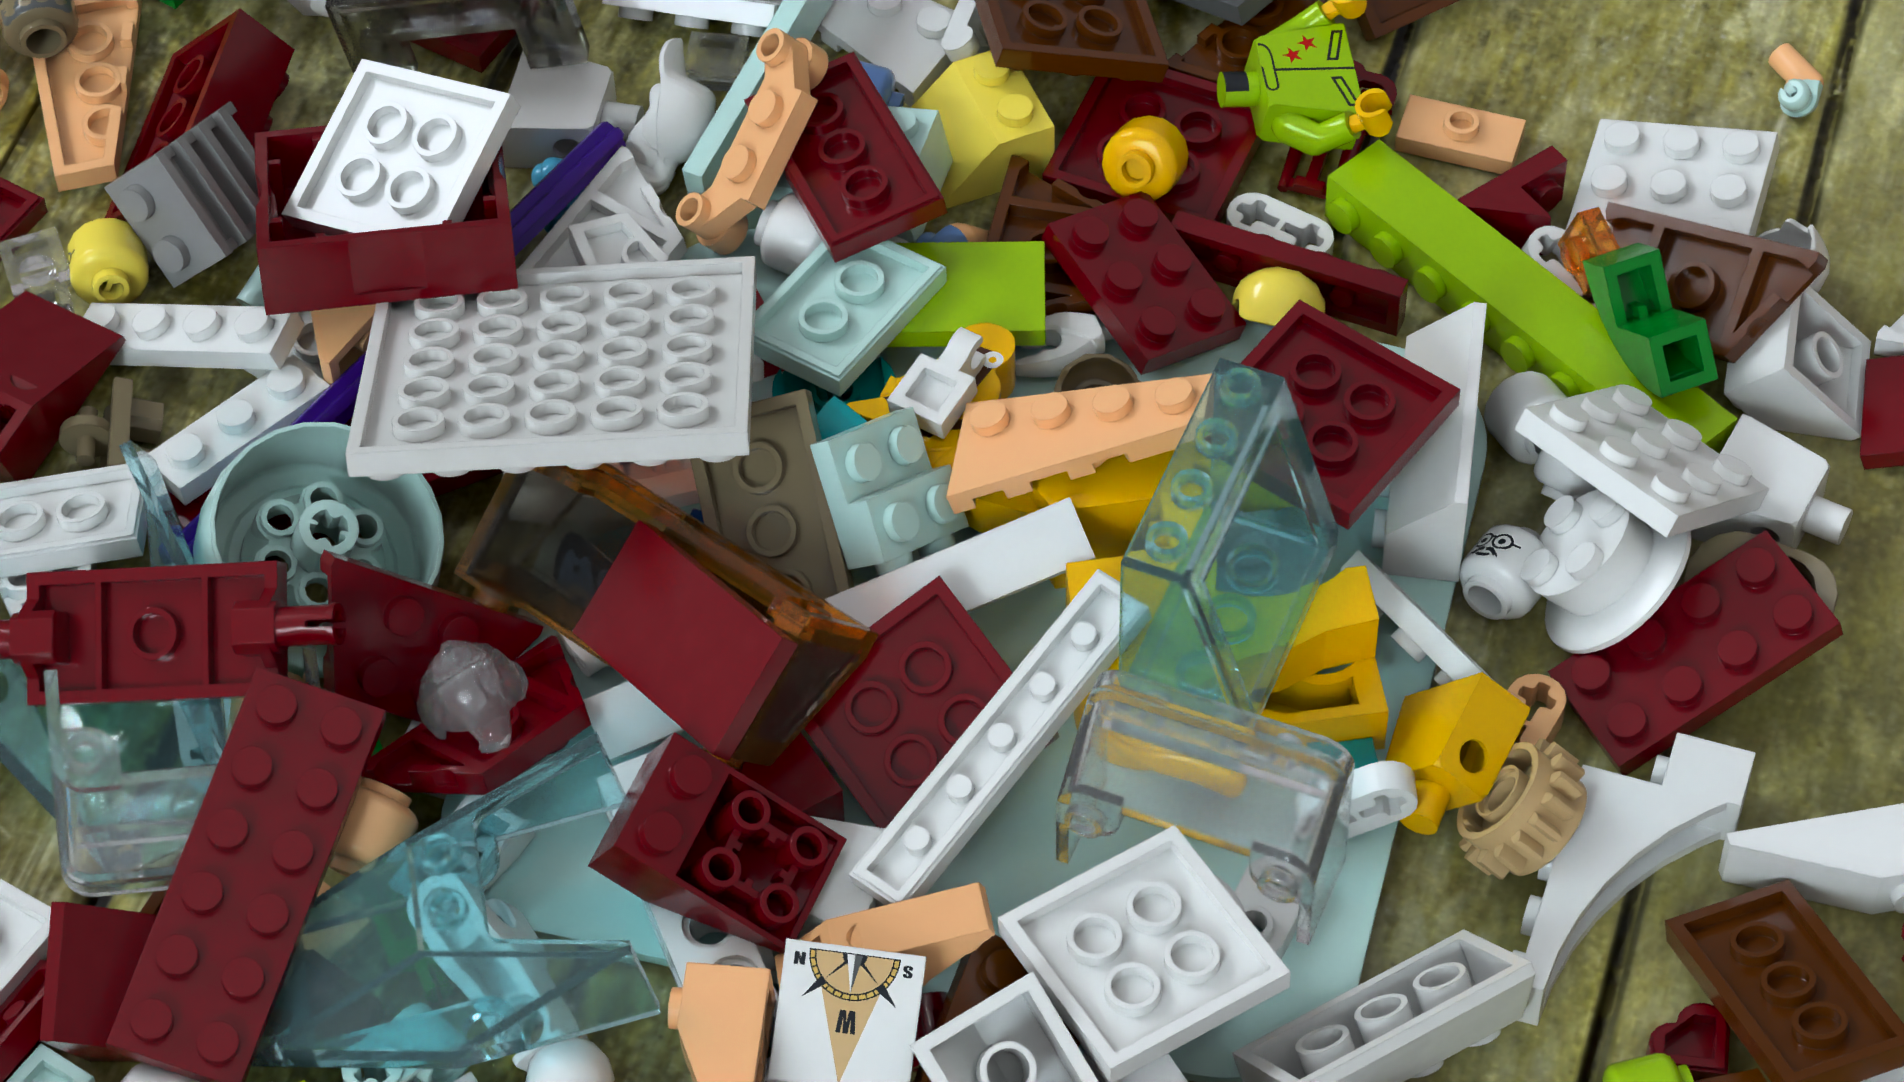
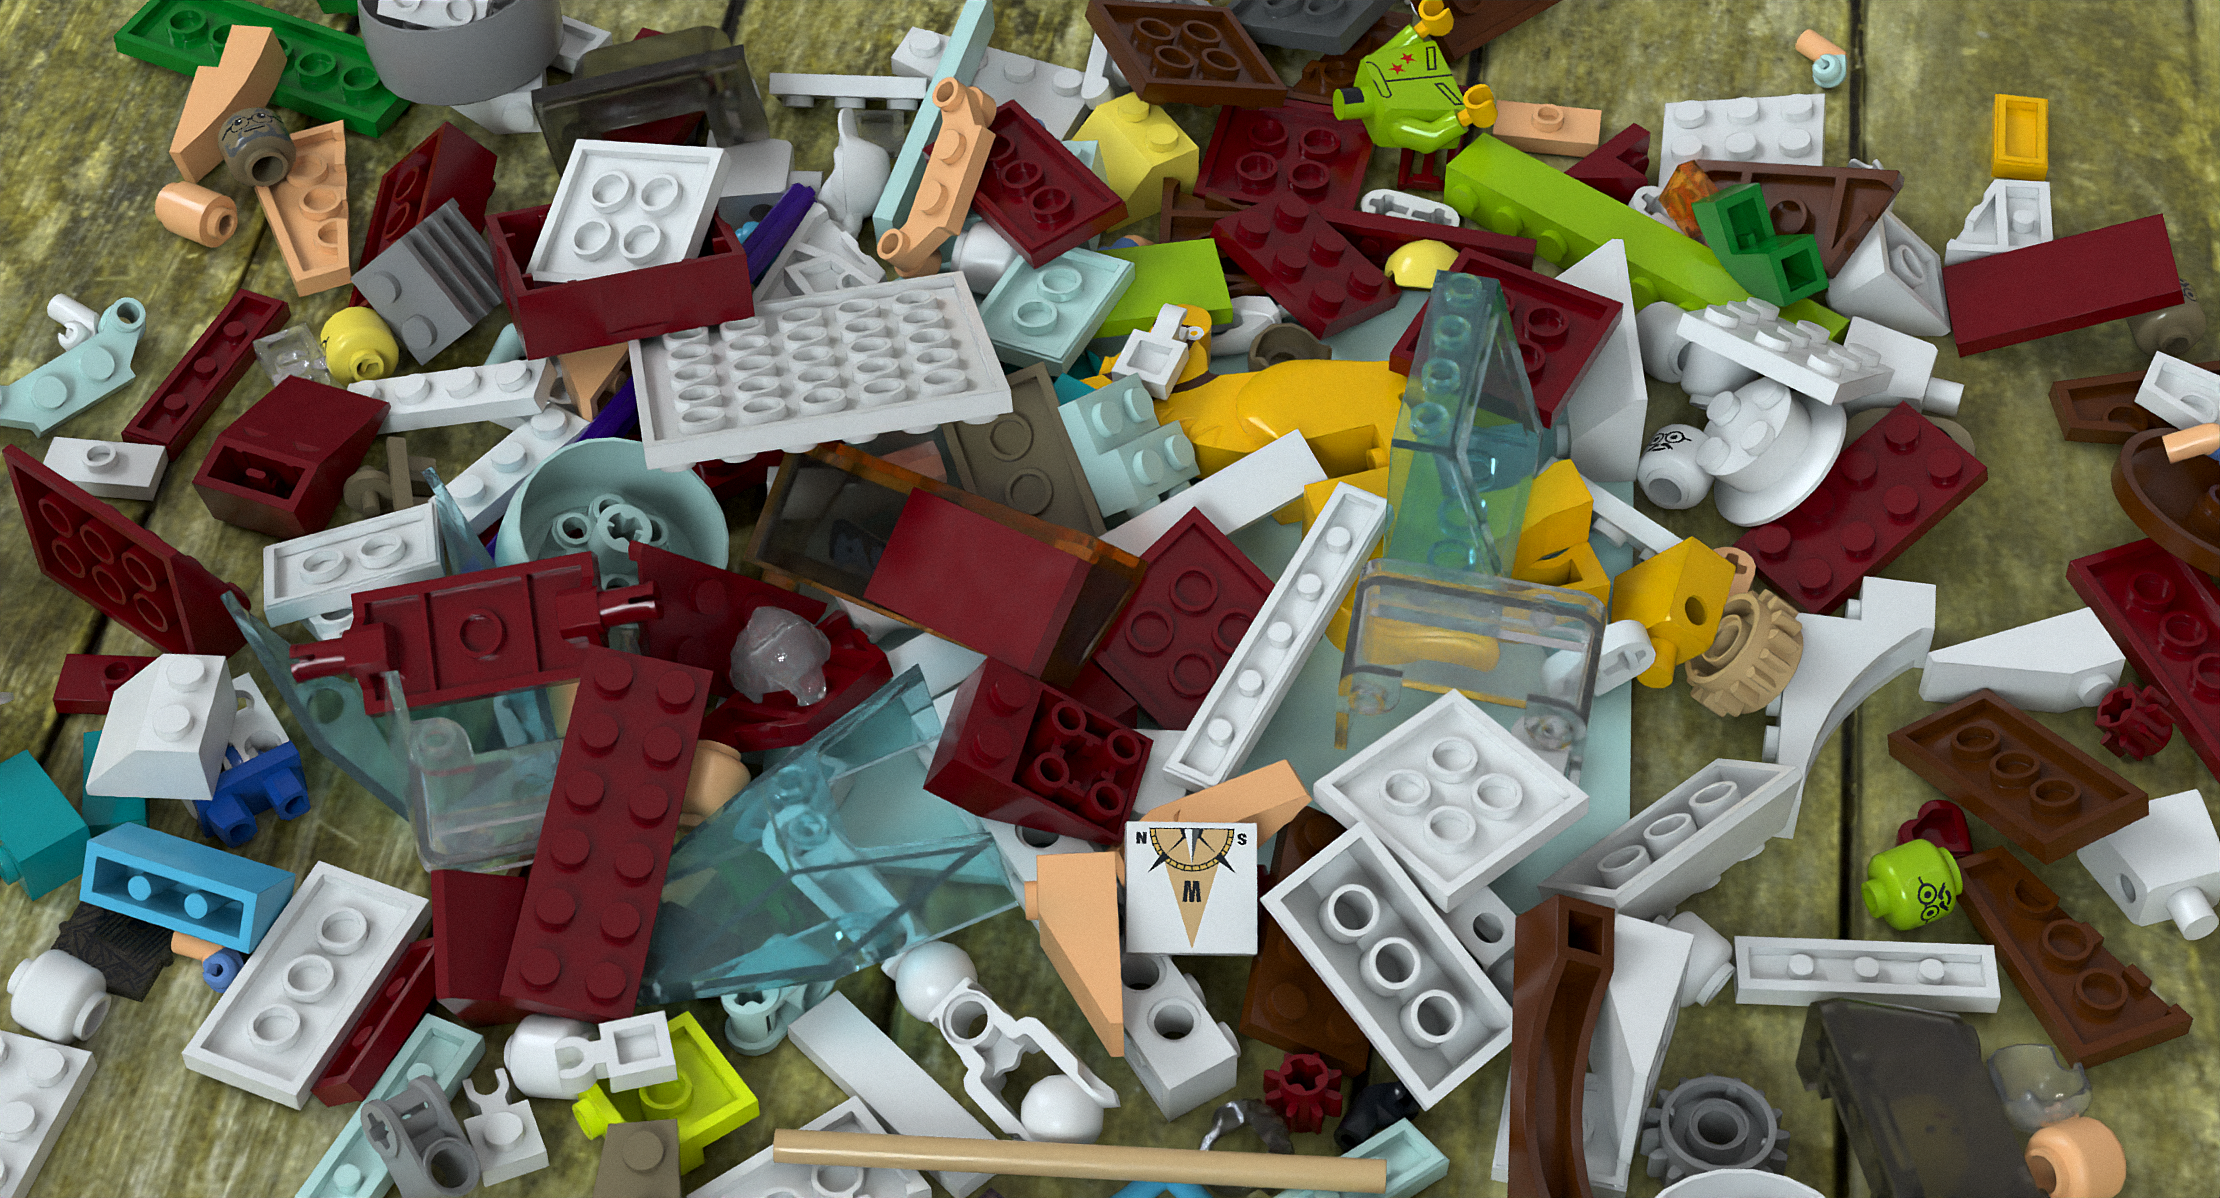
camera: 10 degrees left, 5 degrees down
(1074, 431) = (1294, 374): light nougat wing -> none
(1145, 157) = (1285, 162): yellow head -> none

